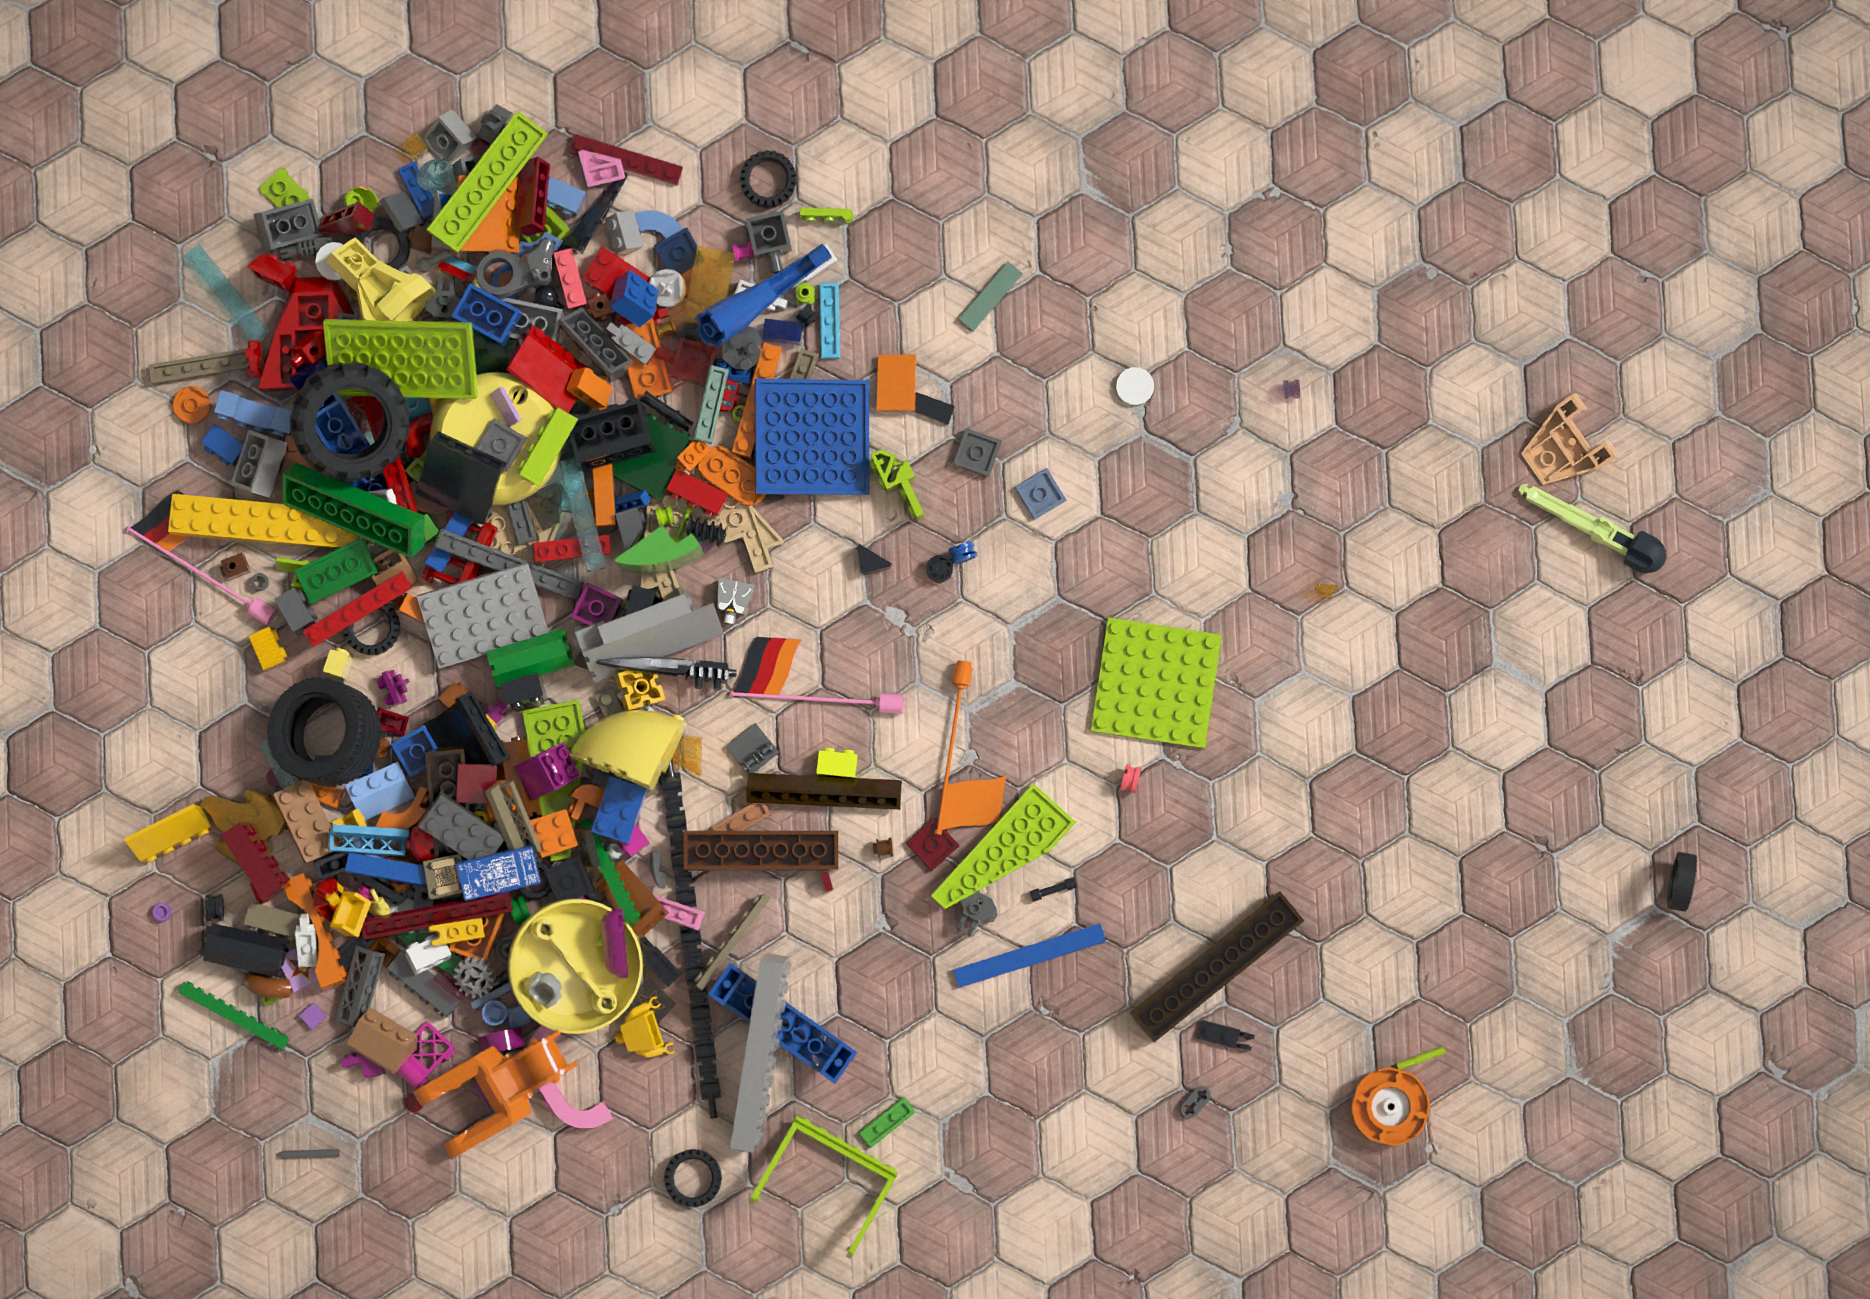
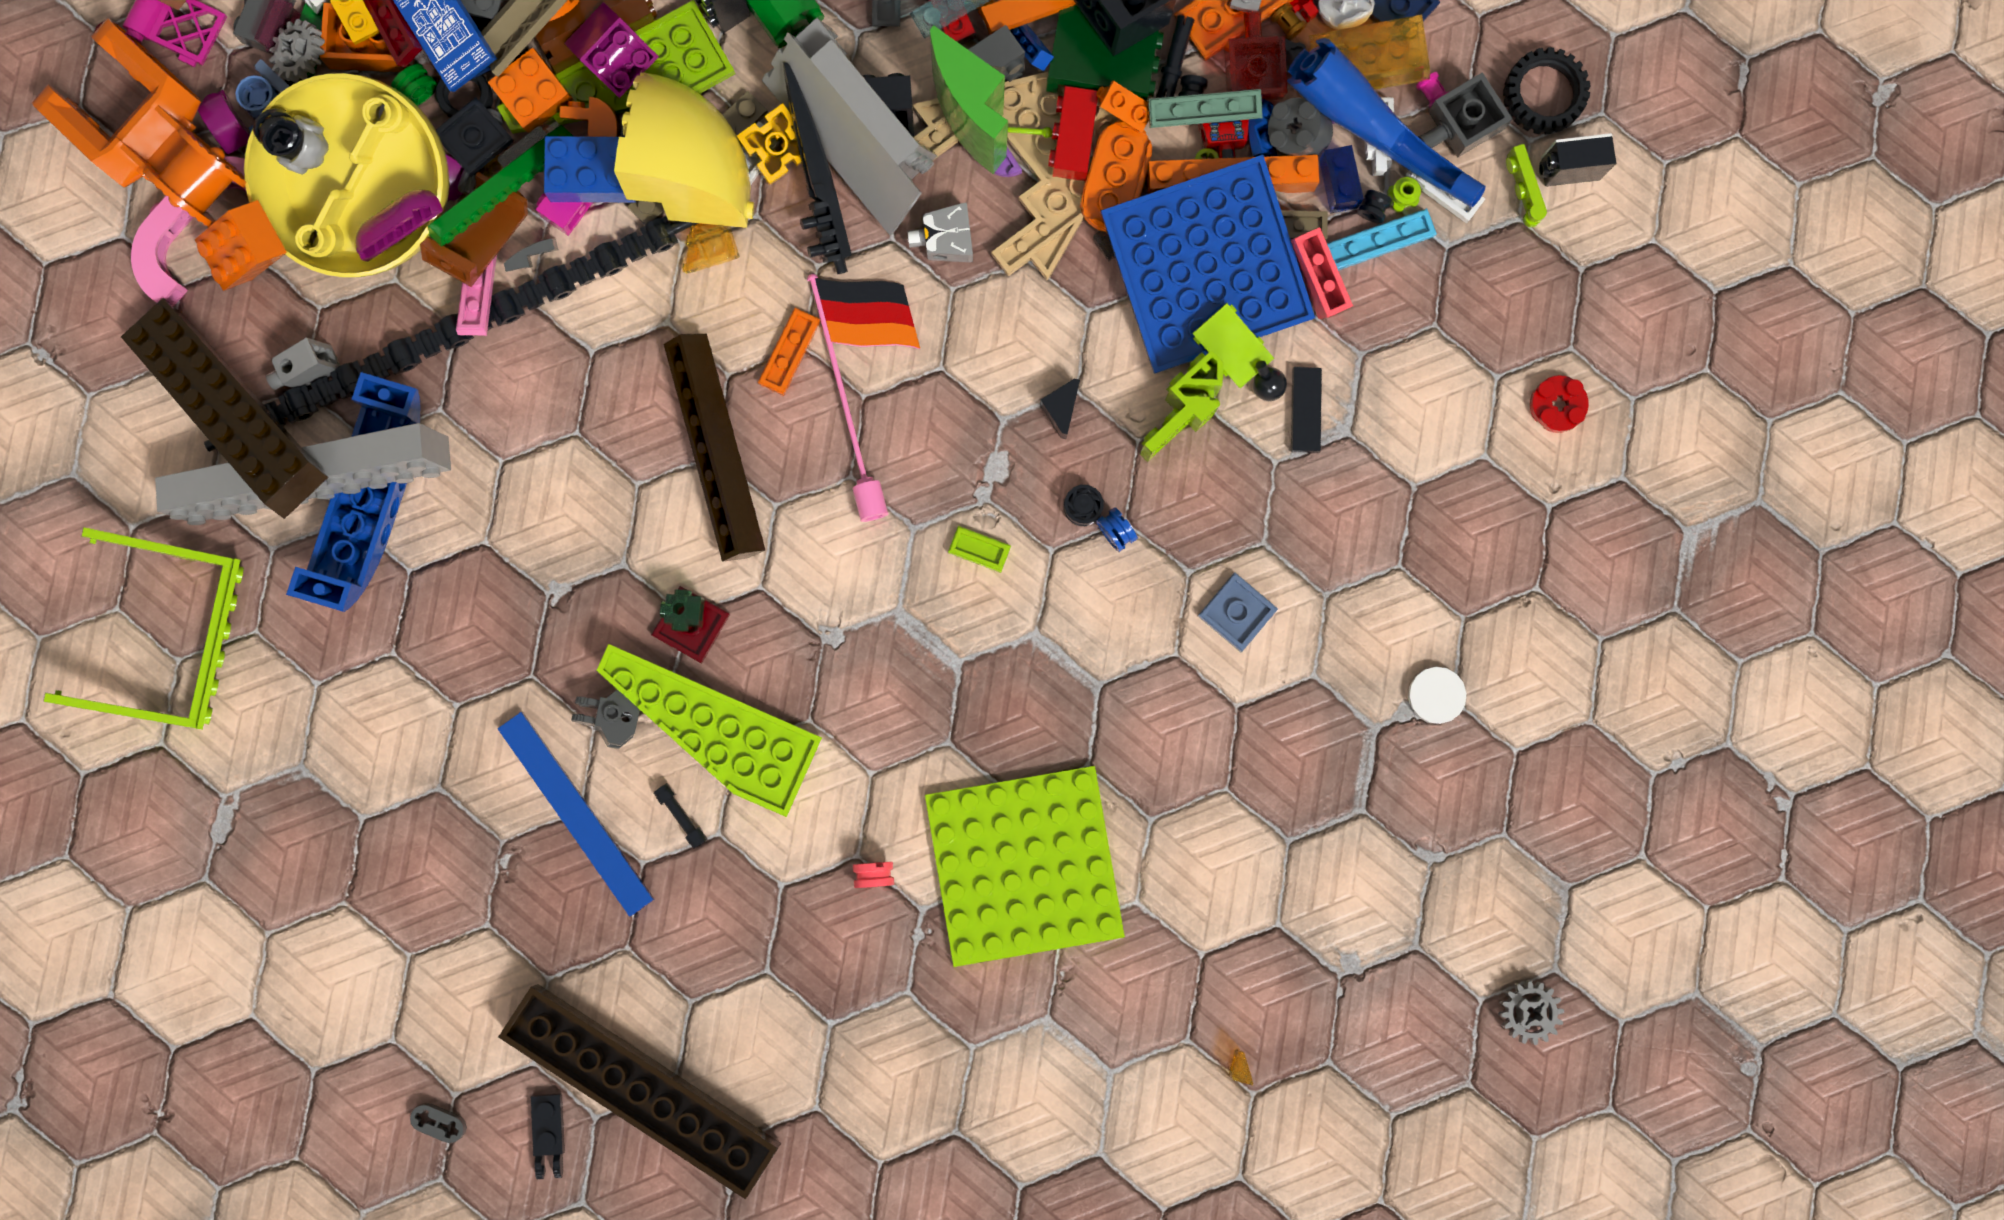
camera: 60 degrees right, 0 degrees up
(536, 997) = (278, 133): none -> black wheel
(595, 1050) = (240, 245): none -> orange brick
(596, 606) = (870, 45): magenta brick -> none
(614, 851) = (533, 185): white hinge -> none
(642, 1032) = (295, 305): yellow torso -> none
(646, 992) = (341, 307): clear smoke tile -> none
(660, 964) = (402, 298): black hinge -> none
(664, 516) = (1027, 100): lime wheel -> none
(670, 1183) = (86, 425): black tyre -> none
(683, 1031) = (302, 364): none -> light grey torso
(691, 407) = (1193, 85): none -> black wheel
(700, 1088) = (224, 408): none -> dark brown brick
(706, 531) = (1022, 163): black piece -> none
(726, 947) = (446, 381): dark tan plate -> none
(744, 818) = (636, 347): nougat plate -> none
(752, 749) = (743, 331): dark grey hinge -> none
(760, 850) = (598, 383): reddish brown brick -> none
(775, 724) = (789, 351): none -> orange tile
(822, 177) = (1577, 160): none -> black piece
(827, 882) = (588, 494): dark red tile -> none
(837, 764) = (759, 453): neon yellow brick -> none
(841, 367) = (1320, 274): none -> coral brick
(869, 438) = (1233, 344): none -> lime piece
(883, 847) = (662, 556): reddish brown brick -> none
(887, 1122) = (275, 690): bright green tile -> none
(896, 383) = (1324, 359): orange tile -> none
(900, 423) = (1269, 382): none -> black piece
(924, 836) = (690, 617): none -> clear green brick
(945, 644) = (979, 549): none -> lime tile
(965, 248) = (1548, 415): none -> red plate
(971, 800) = (769, 658): orange flag -> none
(977, 452) = (1265, 504): dark grey plate -> none
(990, 296) = (1492, 451): sand green tile -> none
(1291, 389) = (1512, 920): clear purple wheel -> none
(1356, 405) = (1523, 1021): none -> light grey gear

